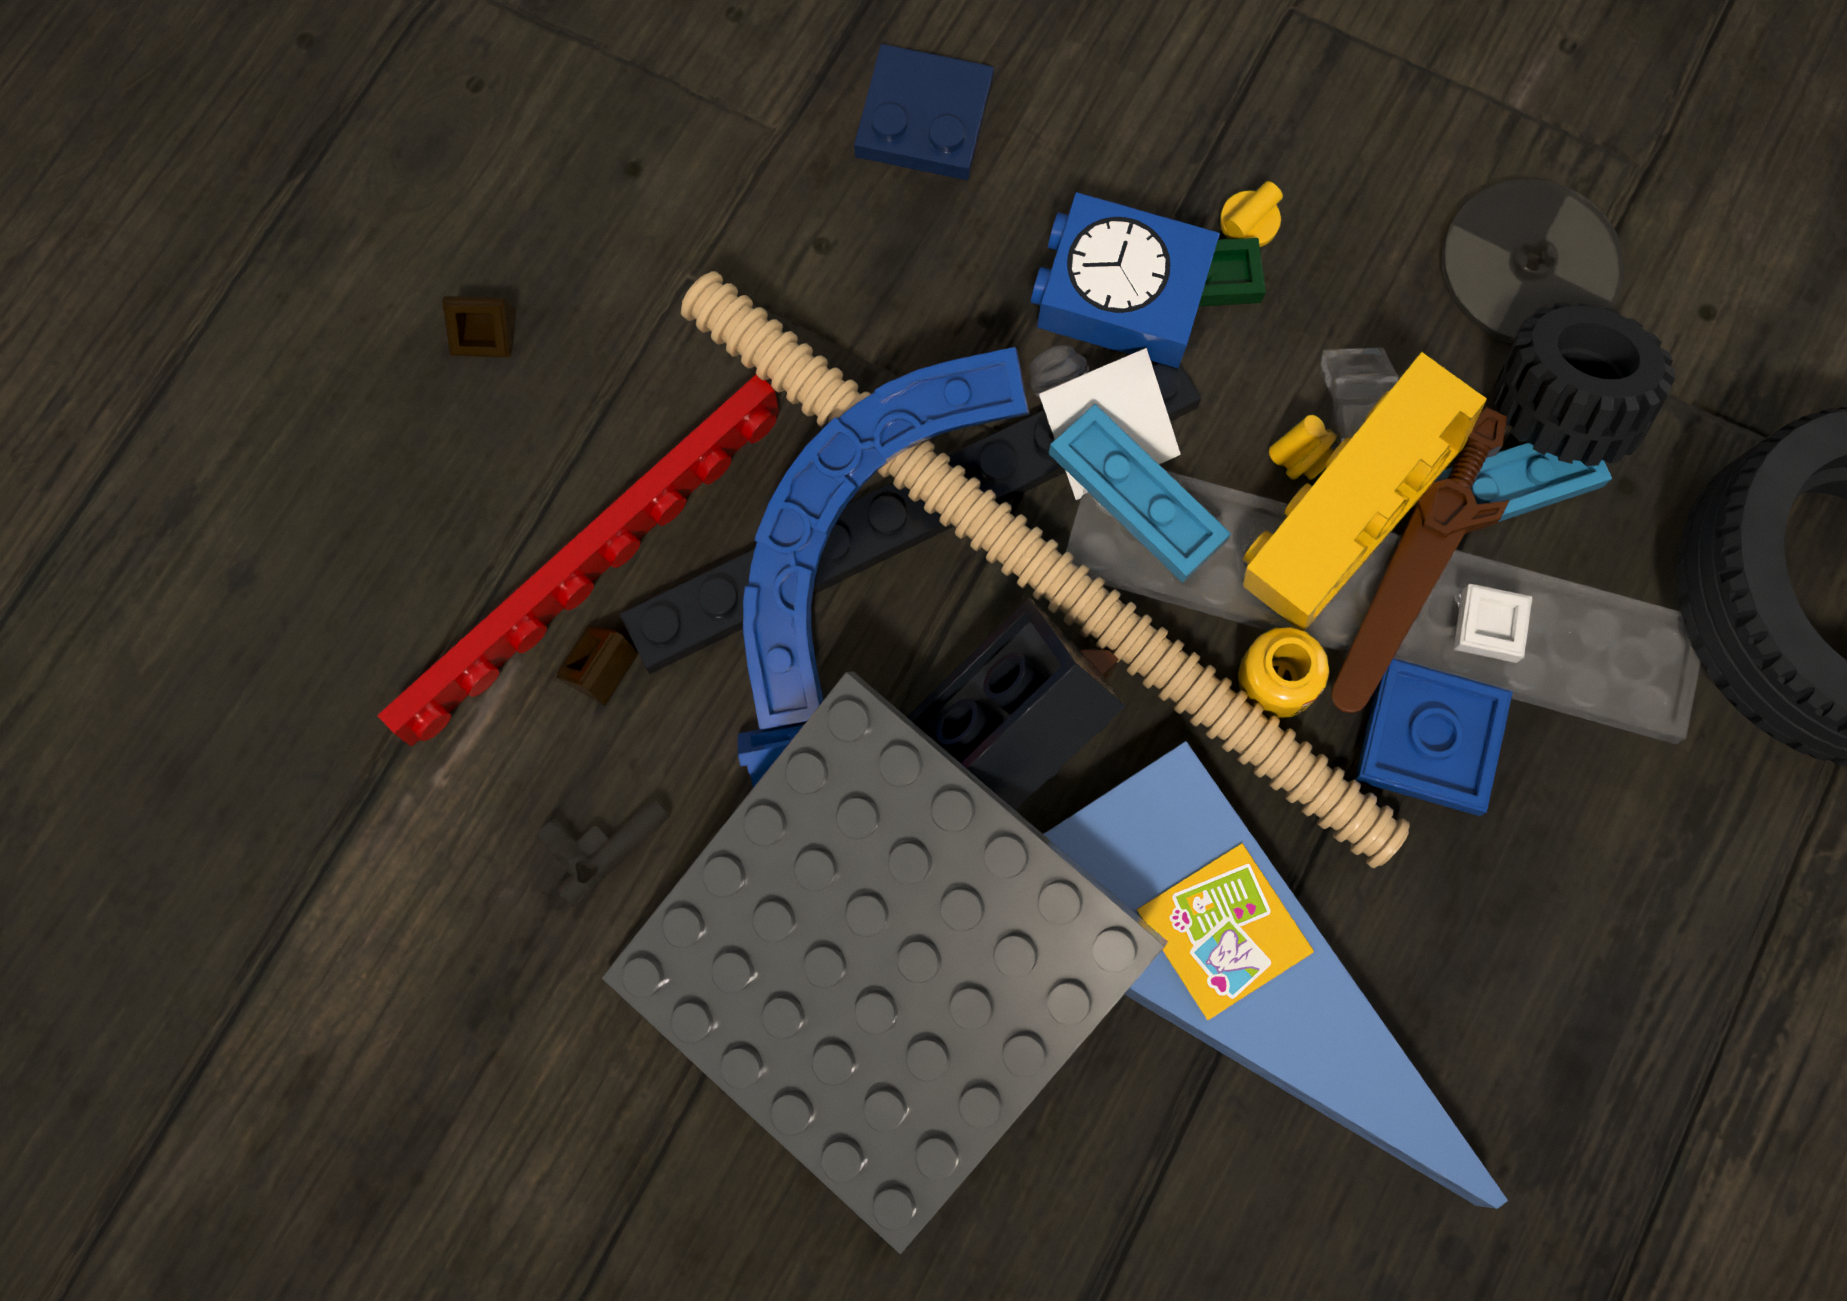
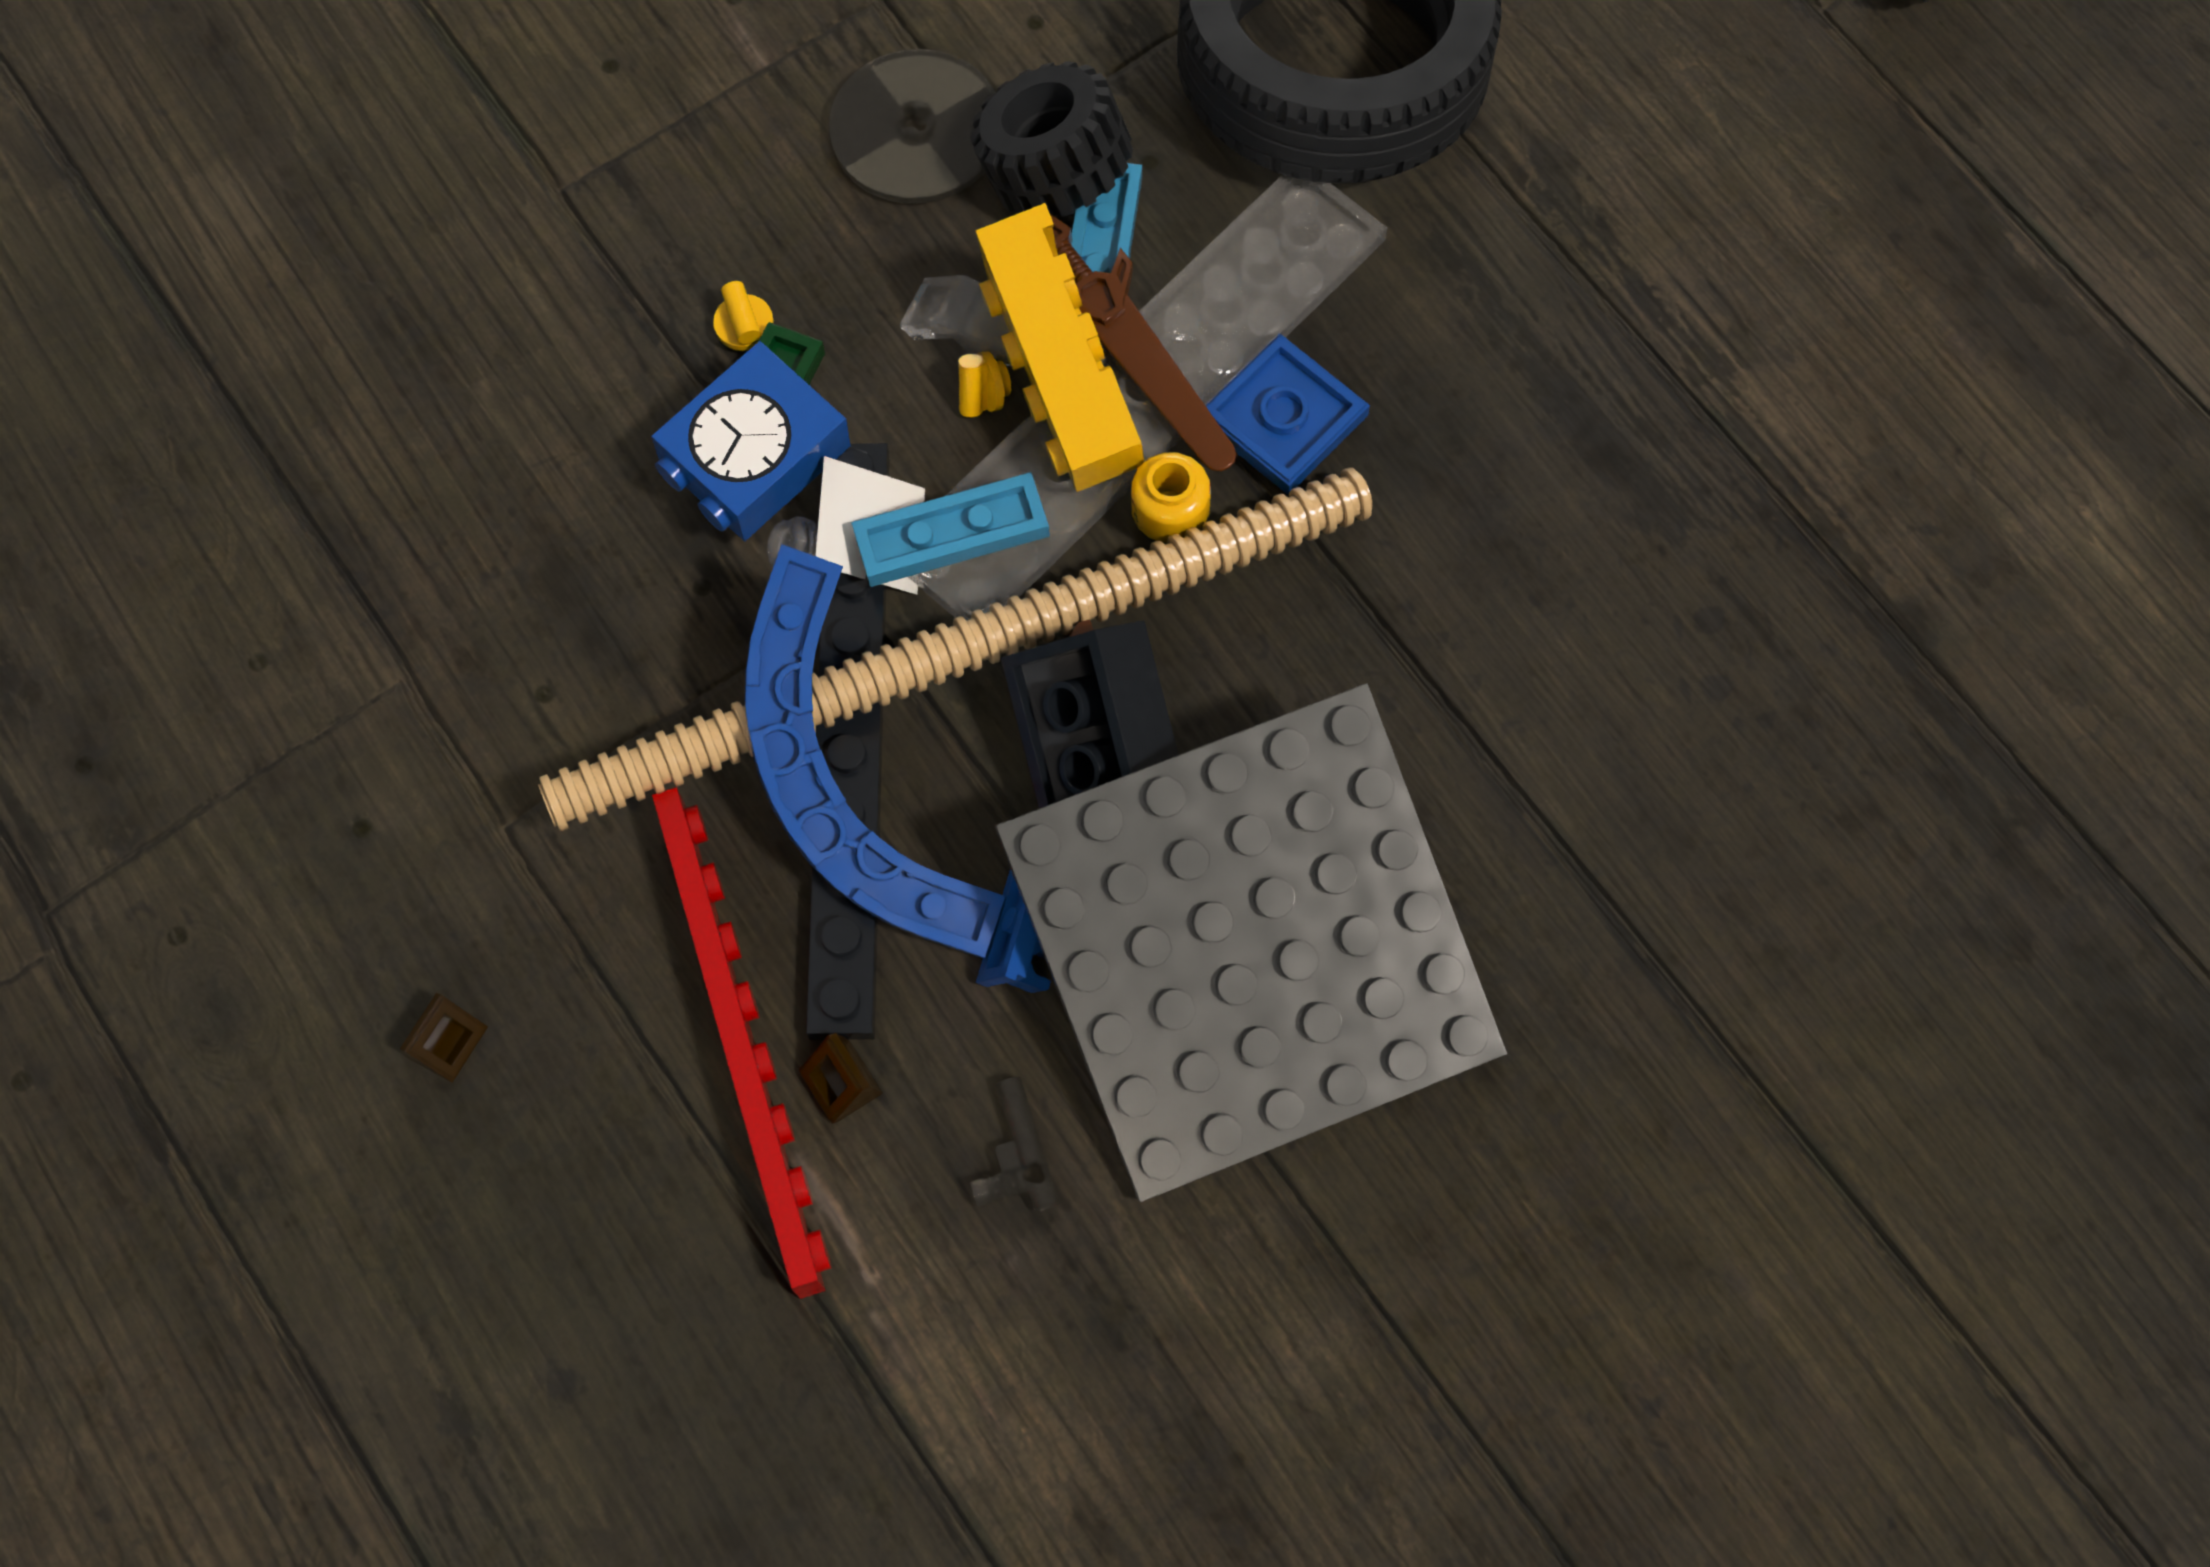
camera: 60 degrees left, 5 degrees down
(924, 112) = (469, 540): dark blue plate -> none
(1225, 931) = (1372, 642): sticker -> none
(1302, 1028) = (1419, 641): medium blue slope -> none
(1493, 623) = (1216, 316): white tile -> none

